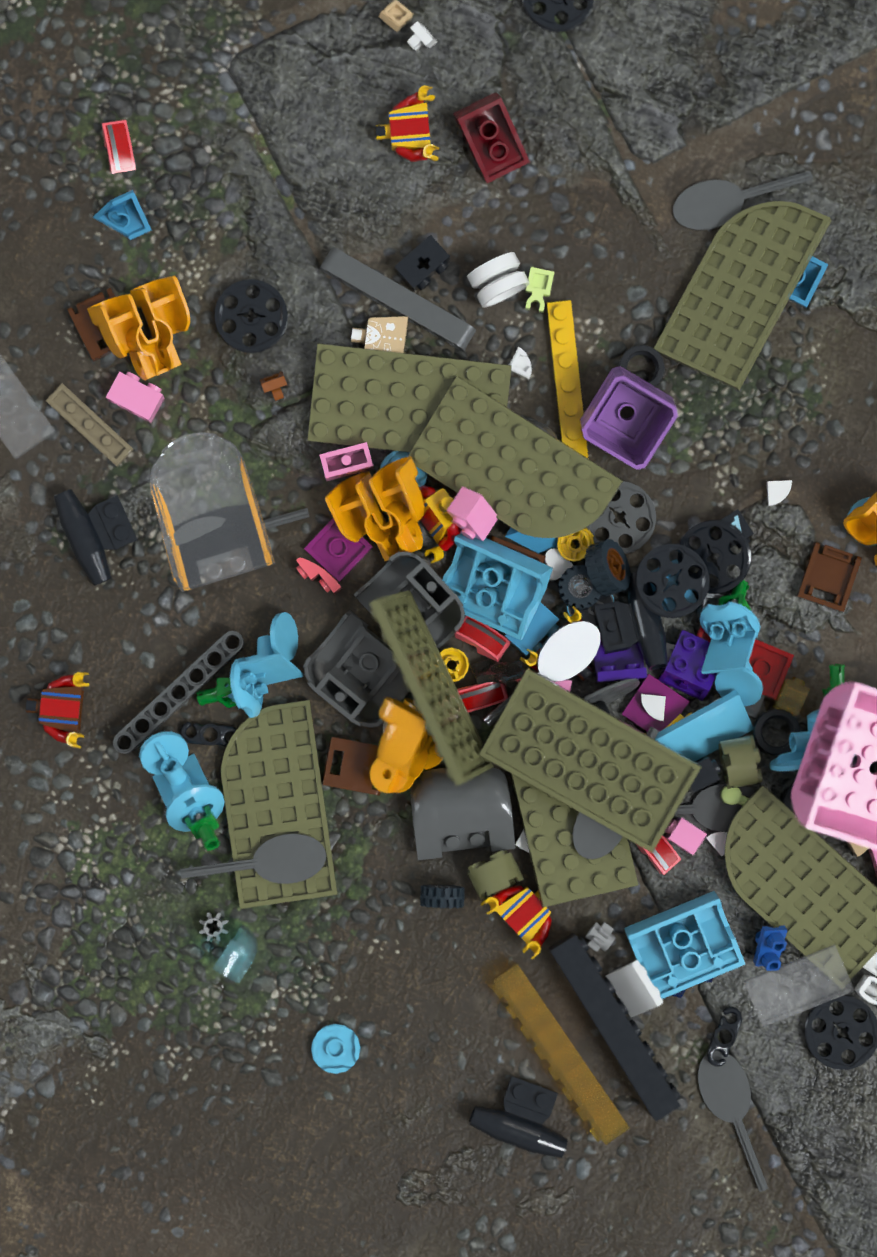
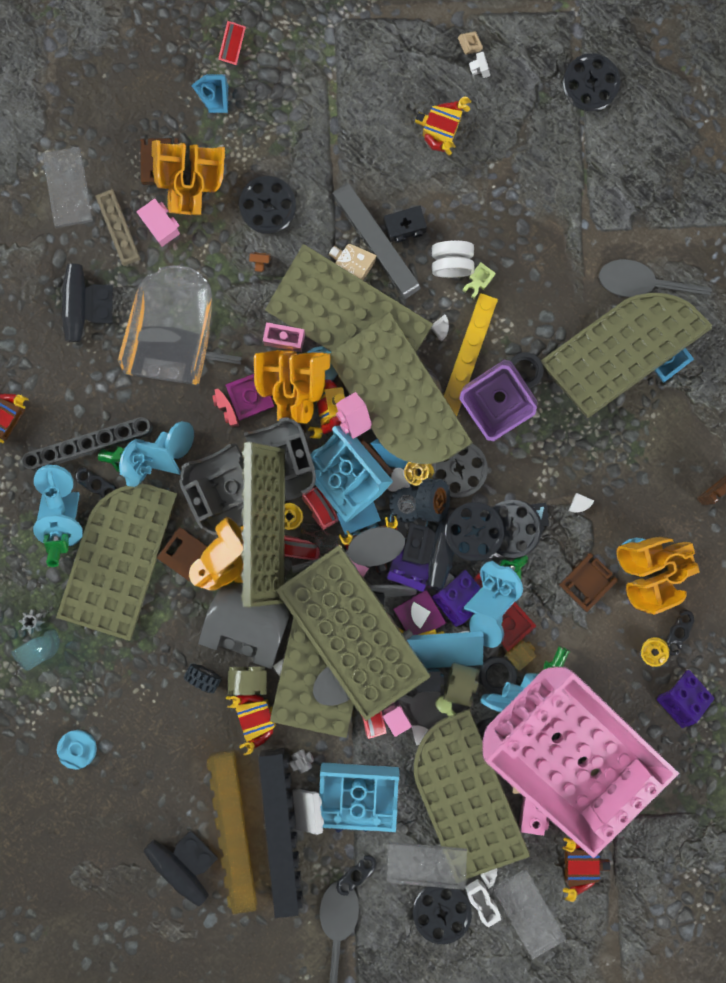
camera: 30 degrees right, 0 degrees up
(278, 860) = (99, 596): dark grey piece -> none
(491, 137) = (496, 158): dark red slope -> none
(769, 947) = (420, 827): blue hips -> none

